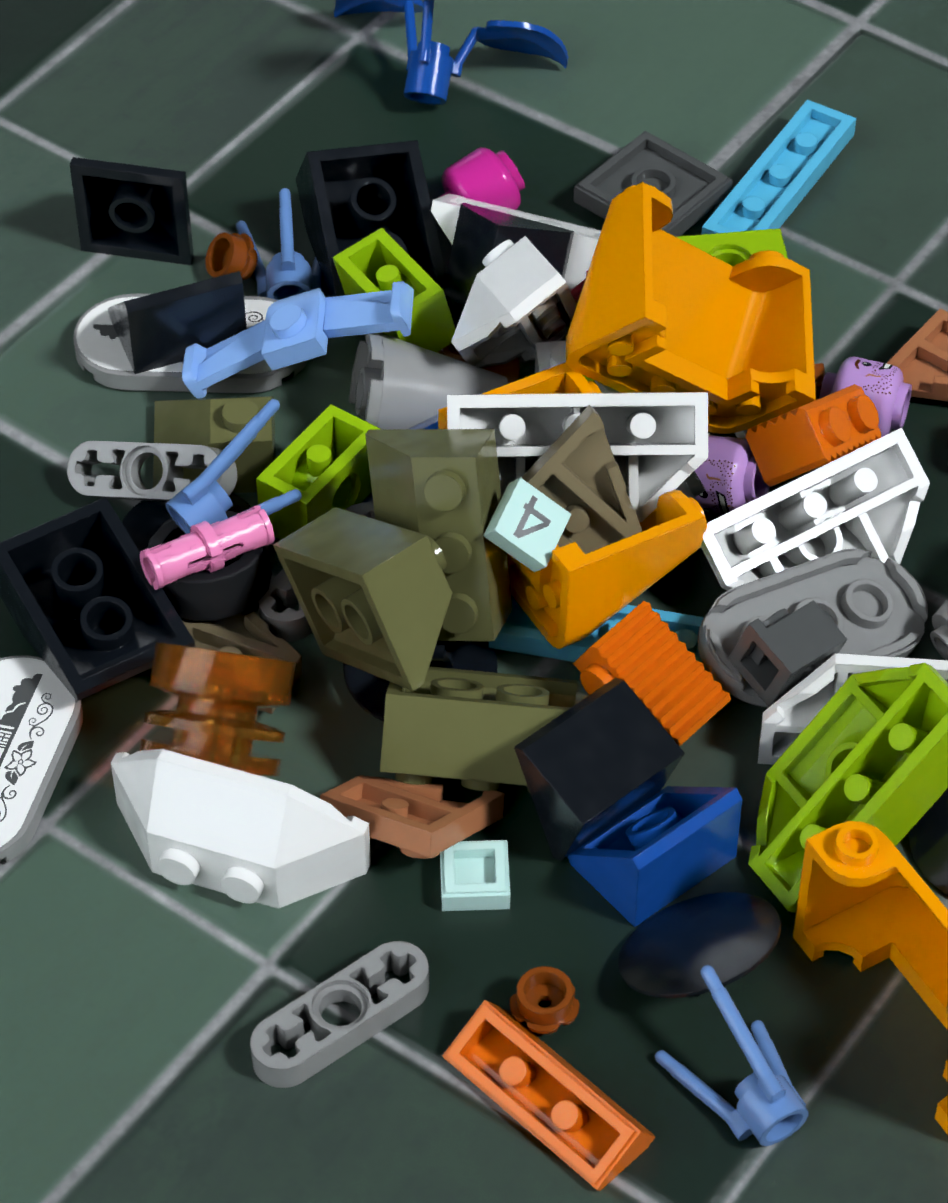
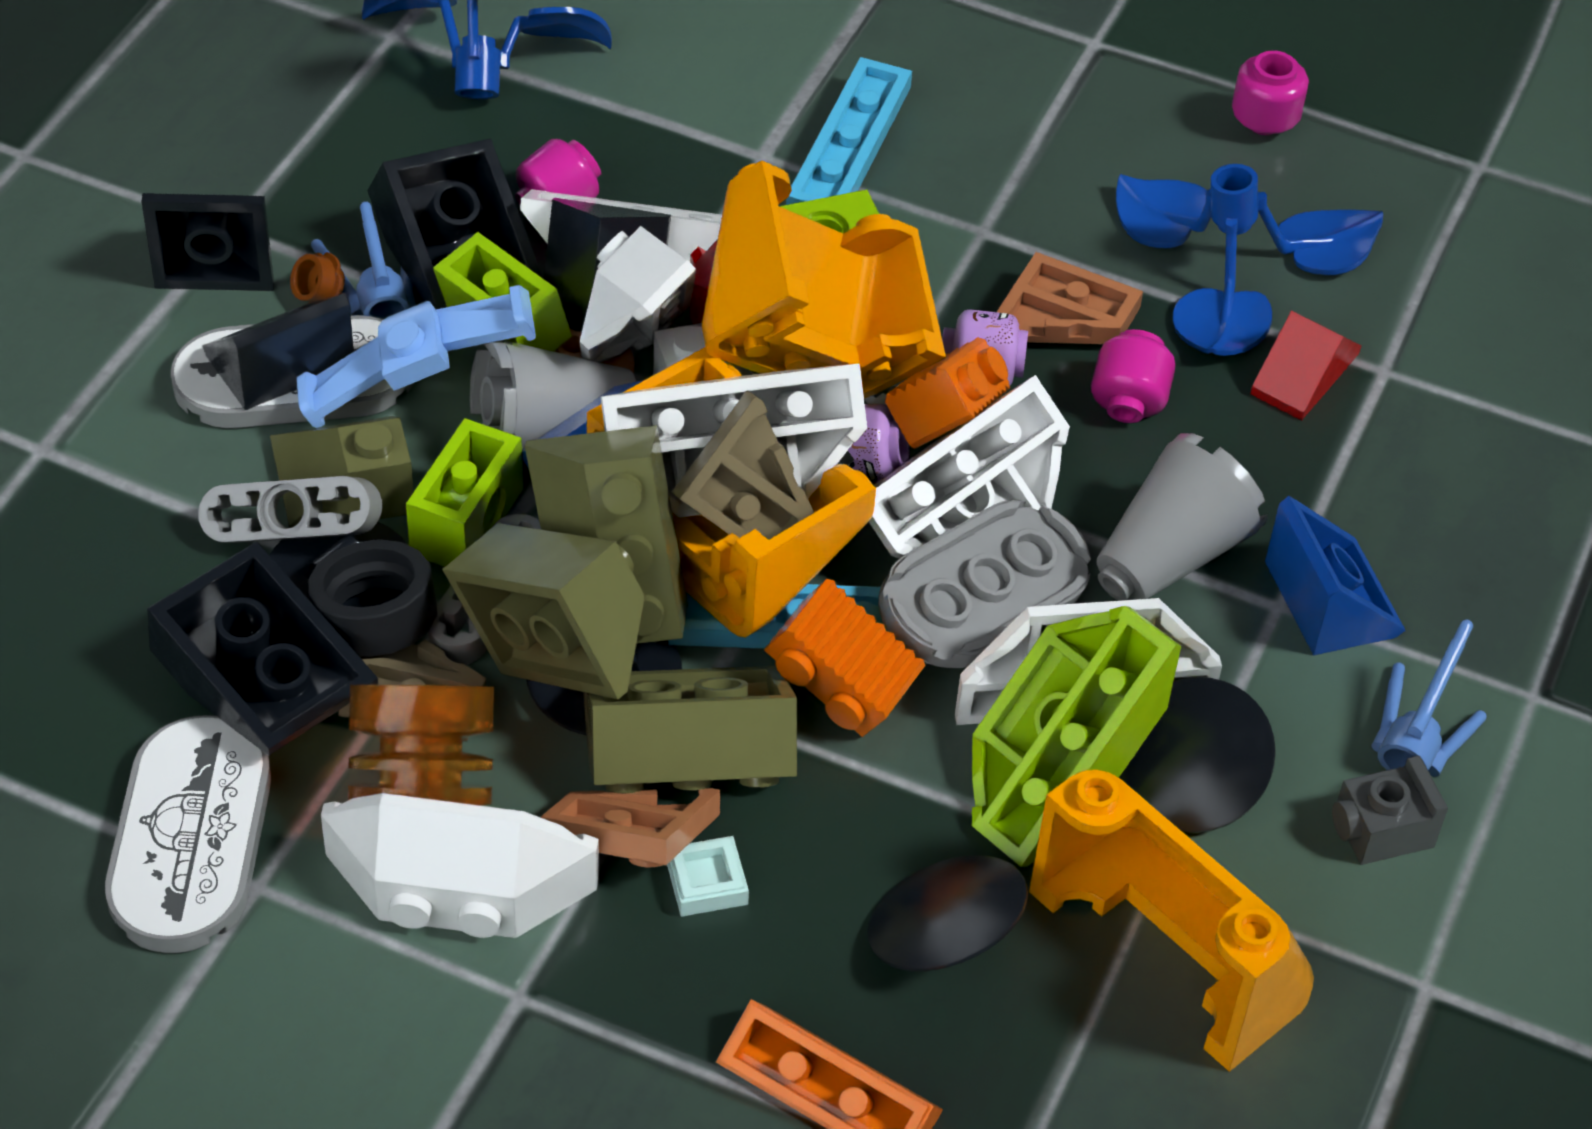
camera: 15 degrees left, 0 degrees up
(204, 496) = (361, 535): medium blue plant -> none
(207, 547) = (375, 580): bright pink pin -> none
(330, 1042) = (601, 1065): light grey beam -> none
(527, 525) = (704, 517): light aqua tile -> none
(544, 985) = (811, 976): dark orange plate -> none
(595, 765) = (811, 748): black slope -> none
(647, 159) = (715, 151): dark grey plate -> none
(661, 848) = (885, 821): blue slope -> none
(766, 1097) = (1044, 1054): medium blue plant -> none
(785, 649) = (973, 610): dark grey brick -> none

